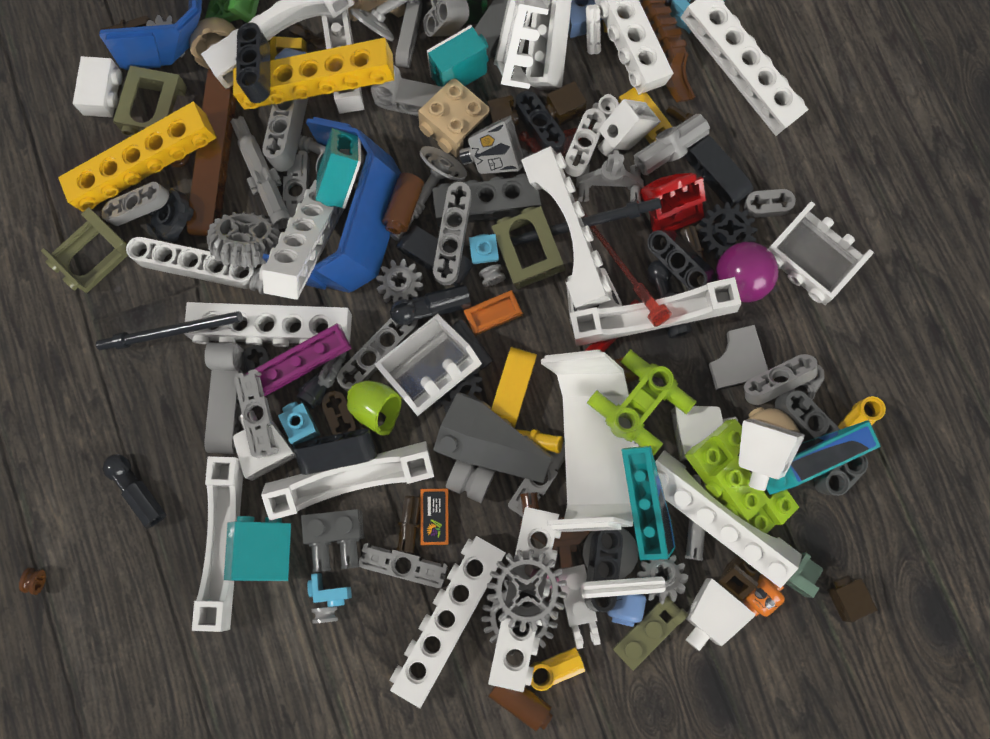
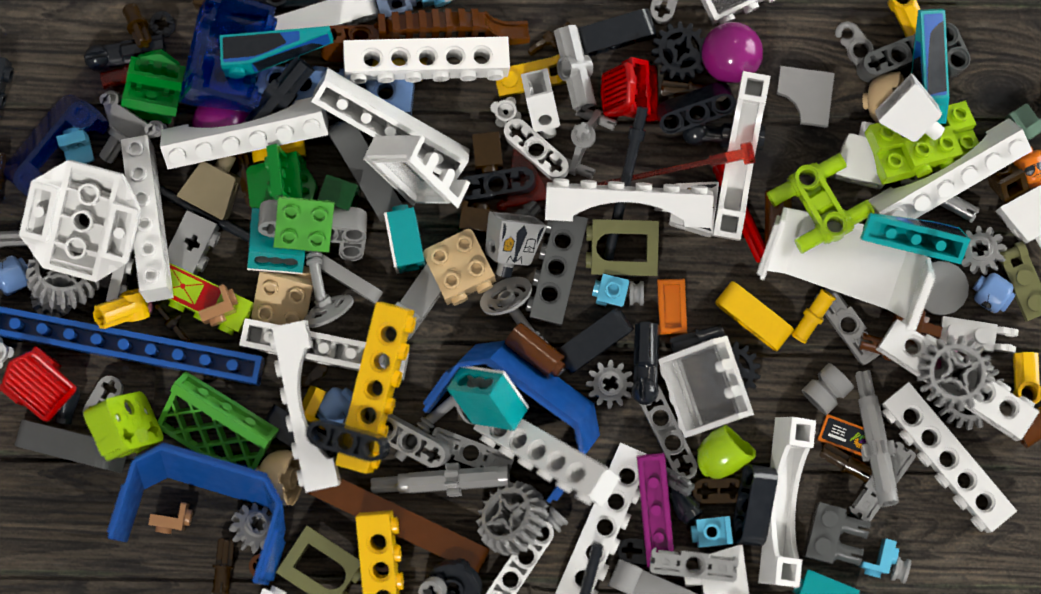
camera: 70 degrees left, 5 degrees up
(431, 546) = (877, 447): none -> light grey piece
(452, 233) = (585, 316): light grey beam -> none
(484, 439) = (799, 360): dark grey wedge -> none
(593, 29) = (423, 92): white axle -> none
(611, 557) = (970, 298): black beam -> none
(622, 587) = (981, 289): white axle -> none
(764, 388) = (853, 83): light grey beam -> none

